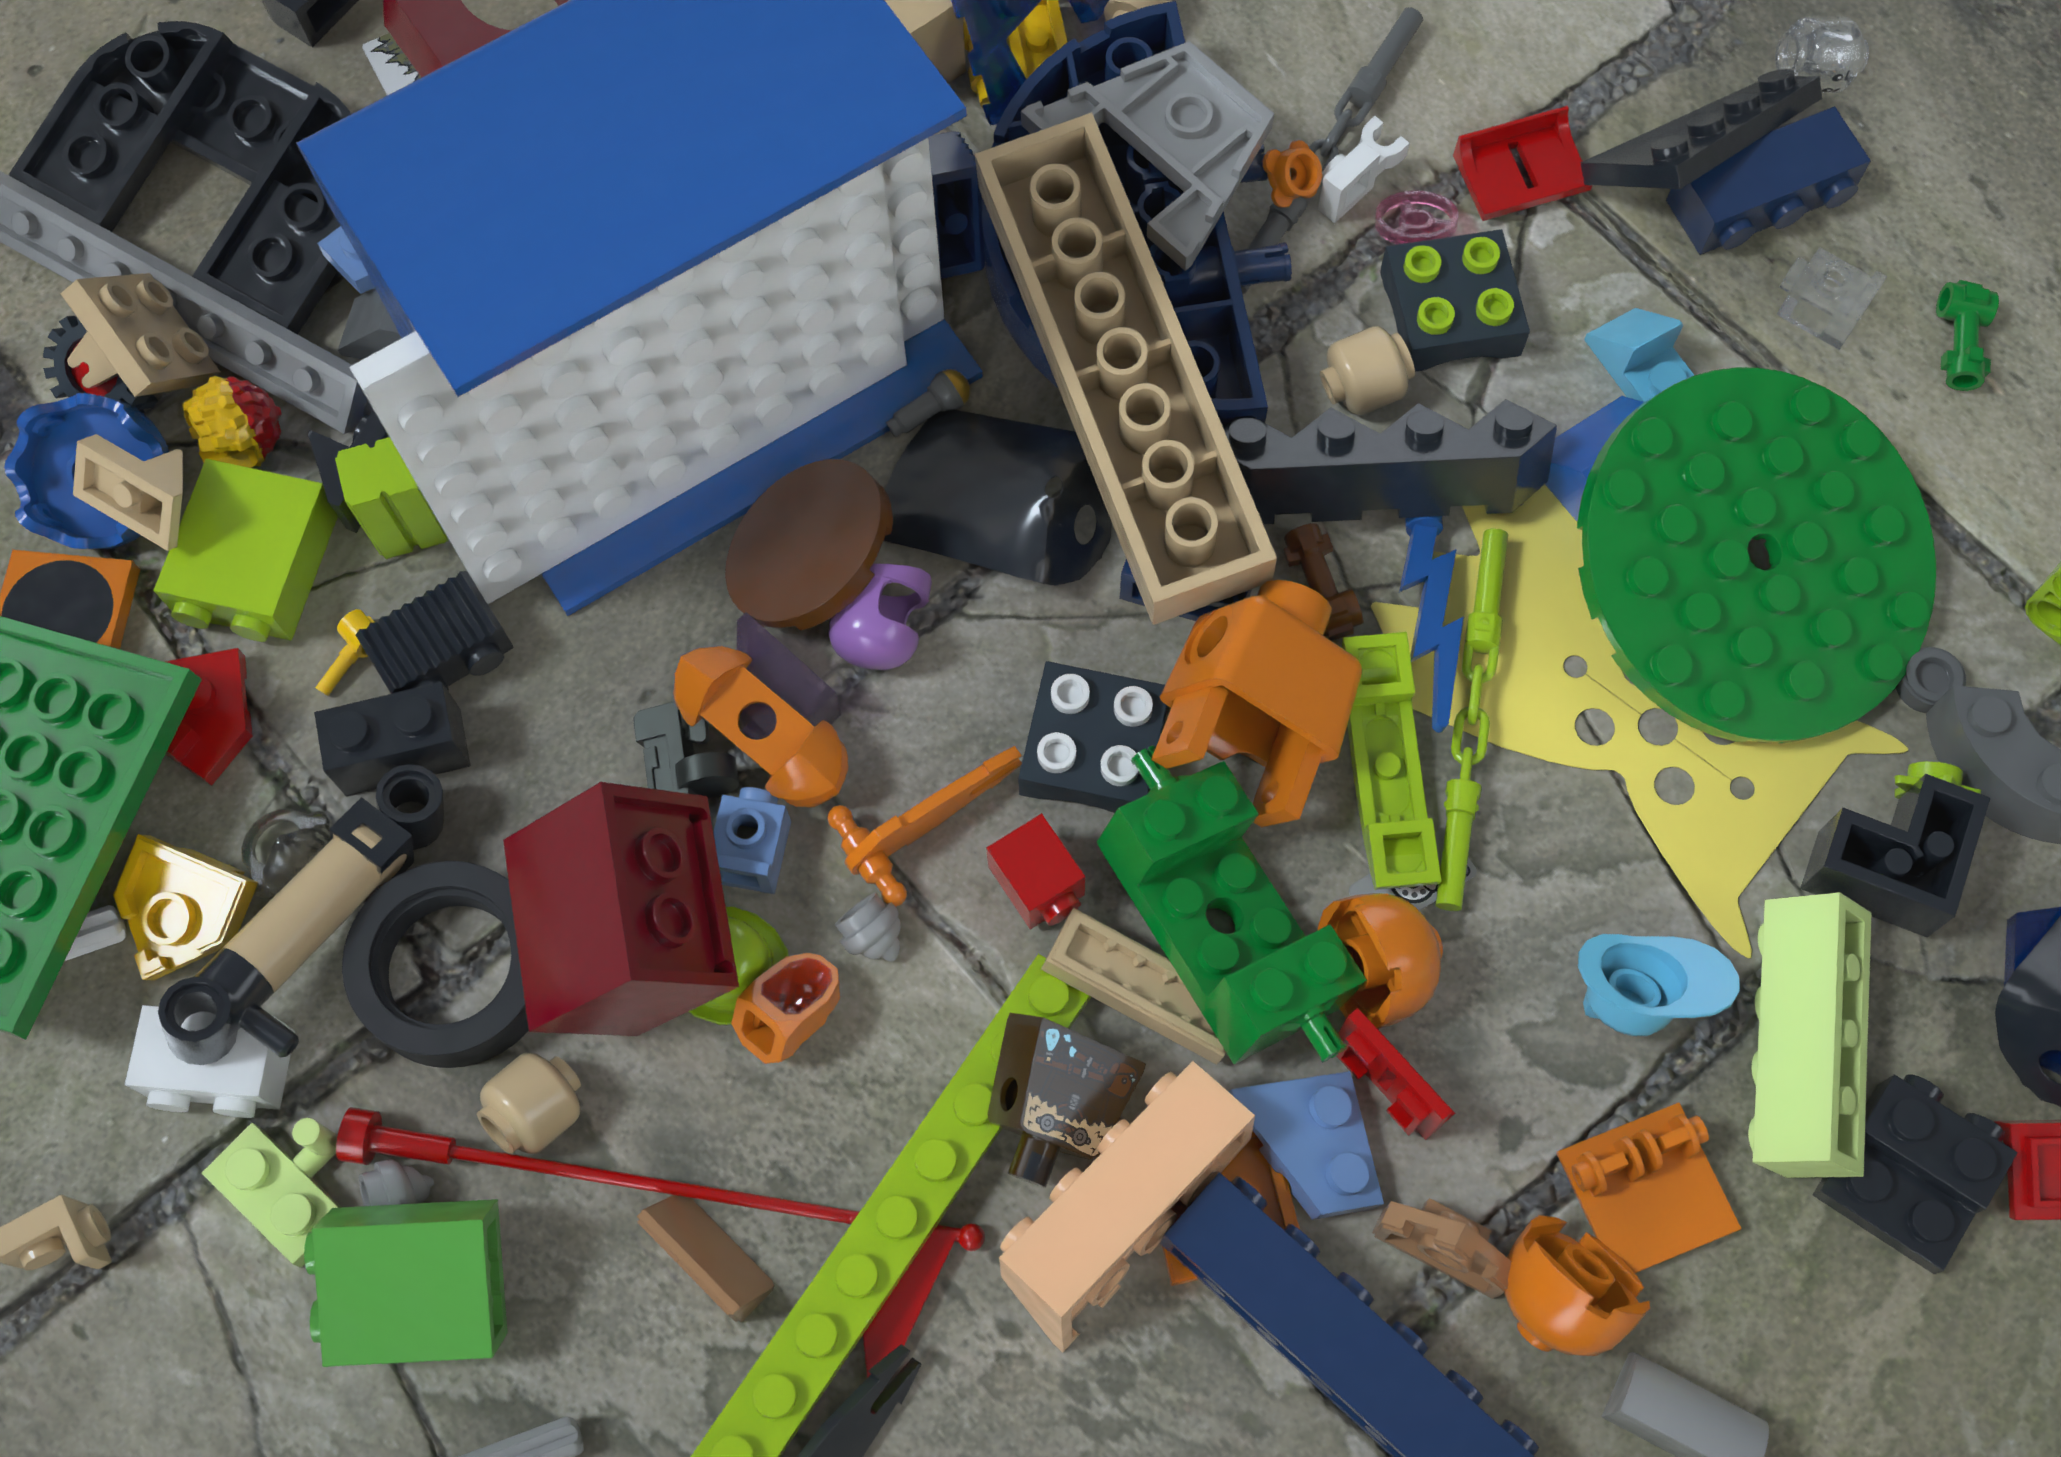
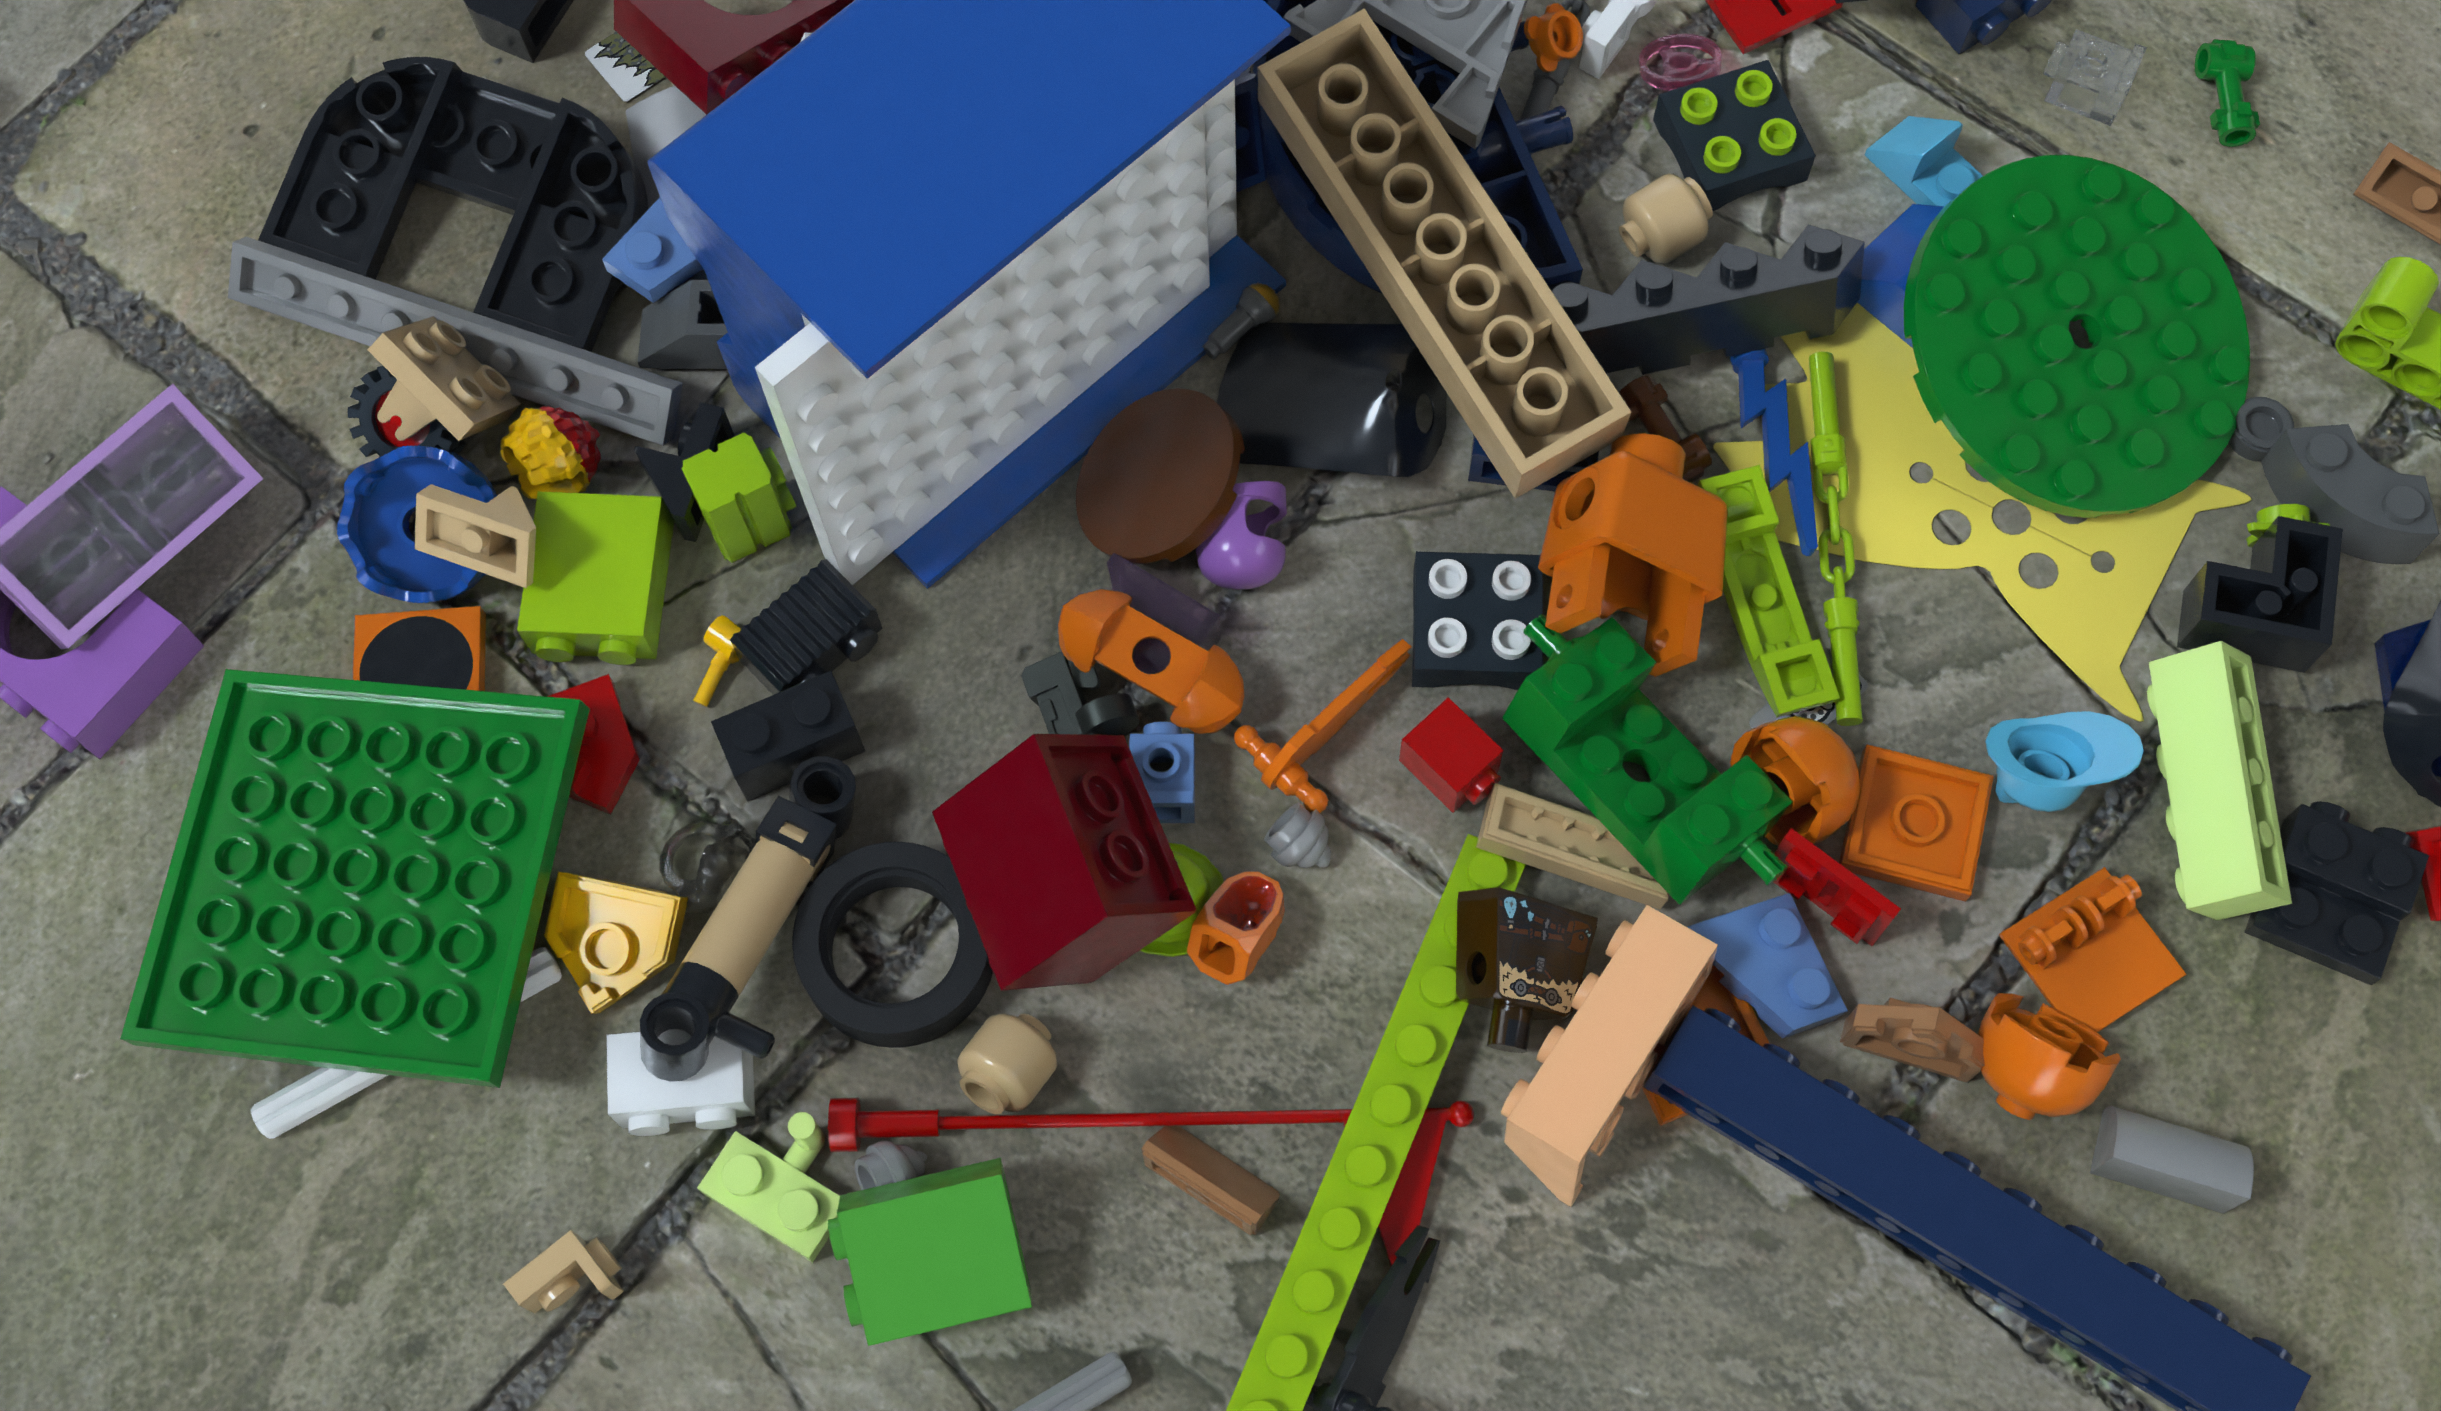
camera: 10 degrees left, 0 degrees up
(1495, 1022) = (1917, 823): none -> orange tile

